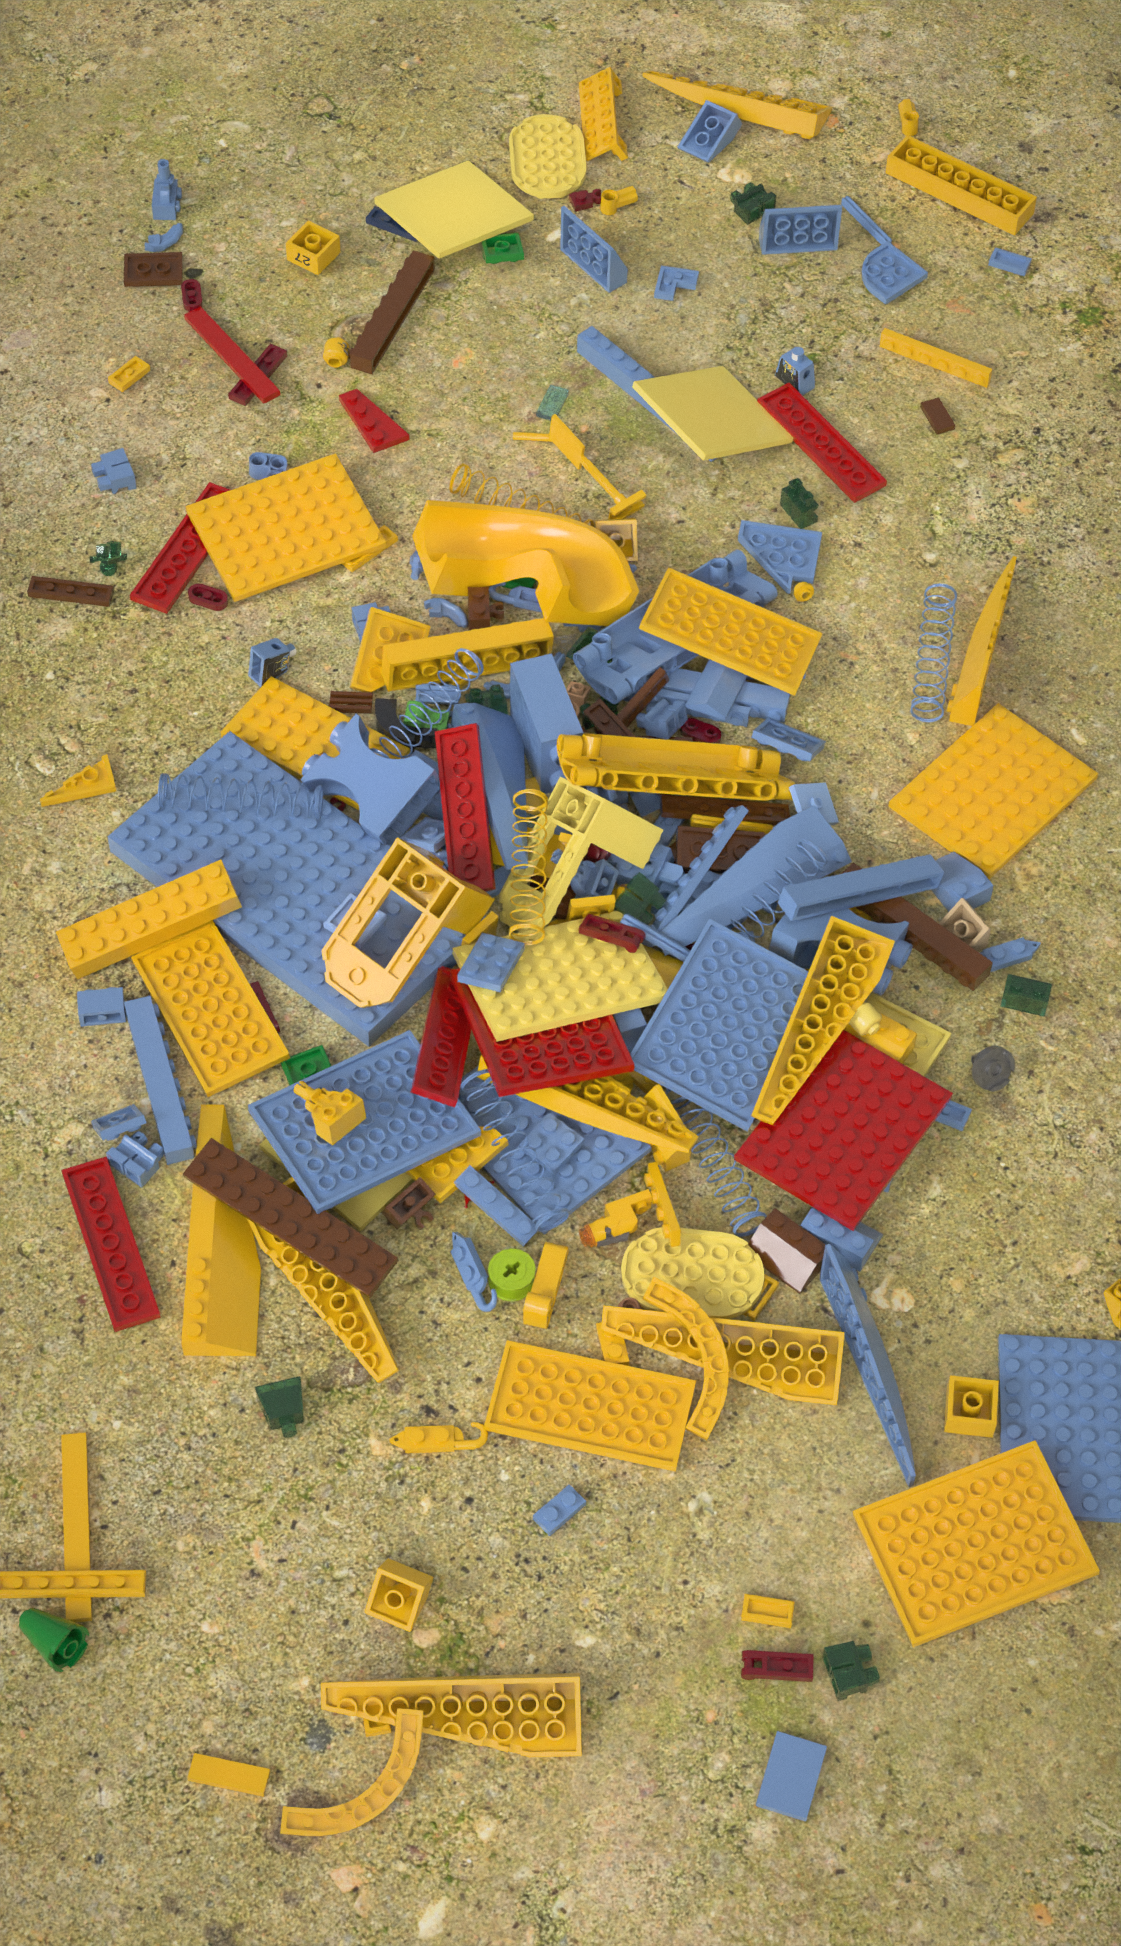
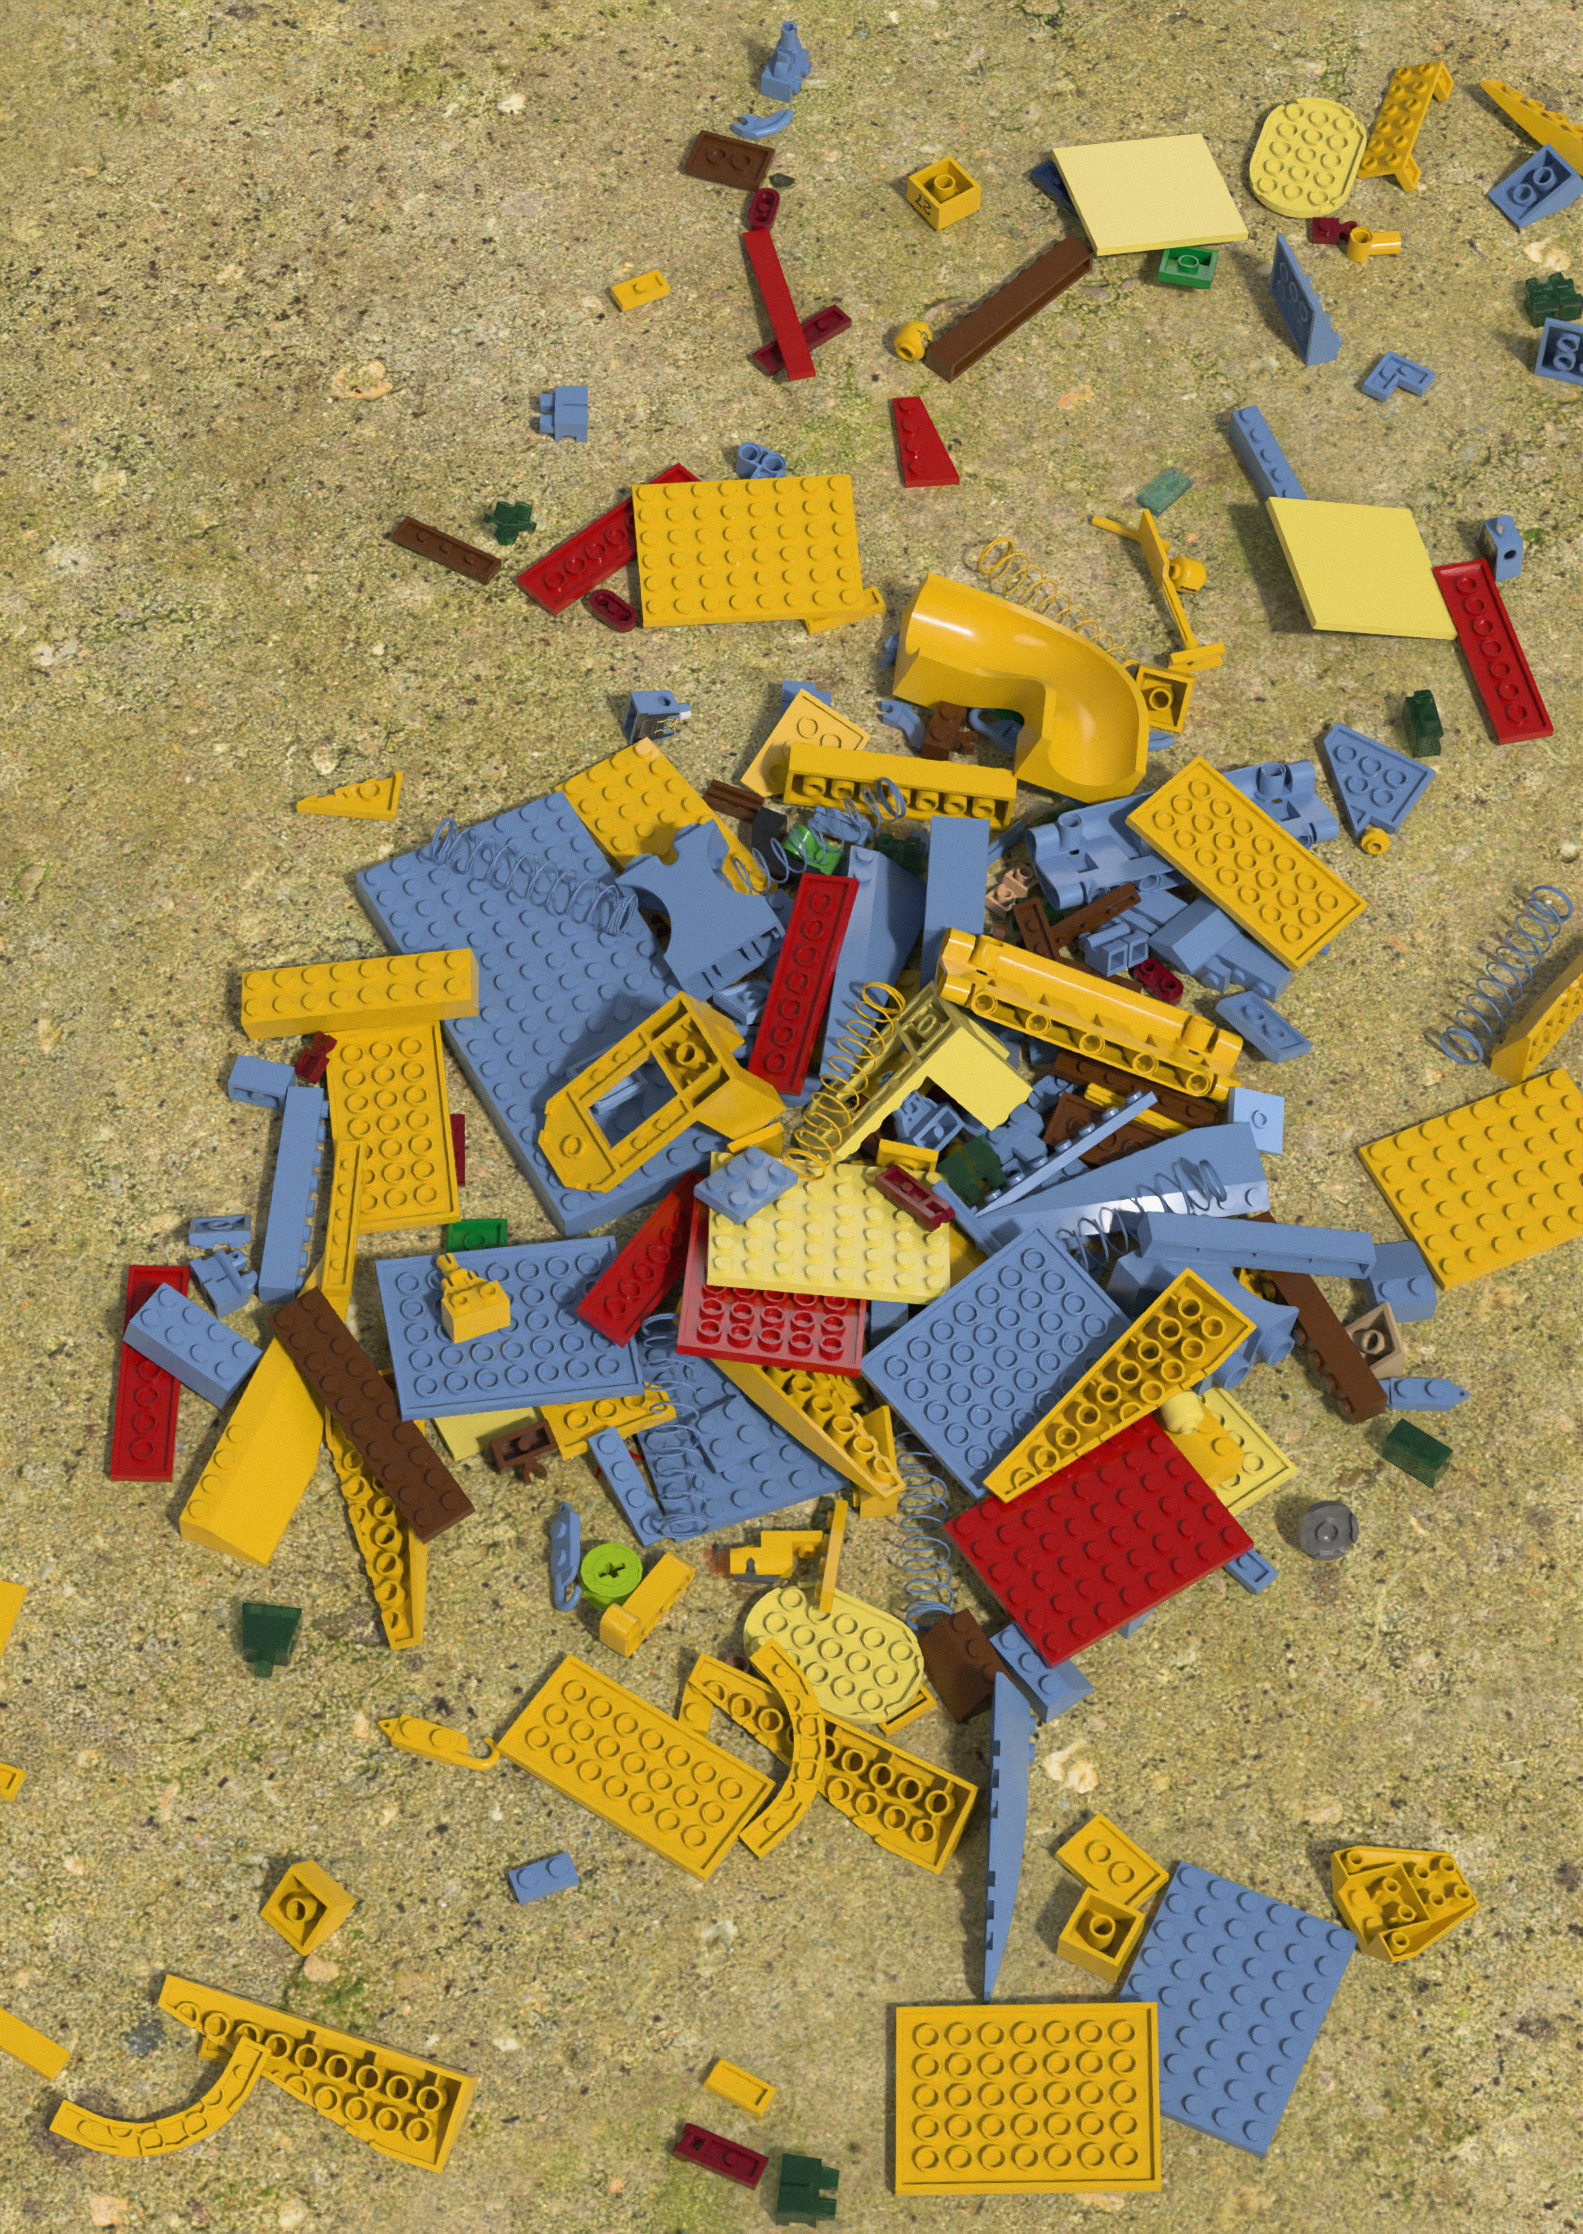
camera: 20 degrees right, 0 degrees up
(133, 978) = (314, 1061): none -> dark red plate
(135, 1212) = (192, 1345): none -> medium blue brick
(205, 1083) = (344, 1218): none -> yellow tile
(596, 451) = (1187, 574): none -> yellow head
(953, 1353) = (1112, 1863): none -> yellow plate

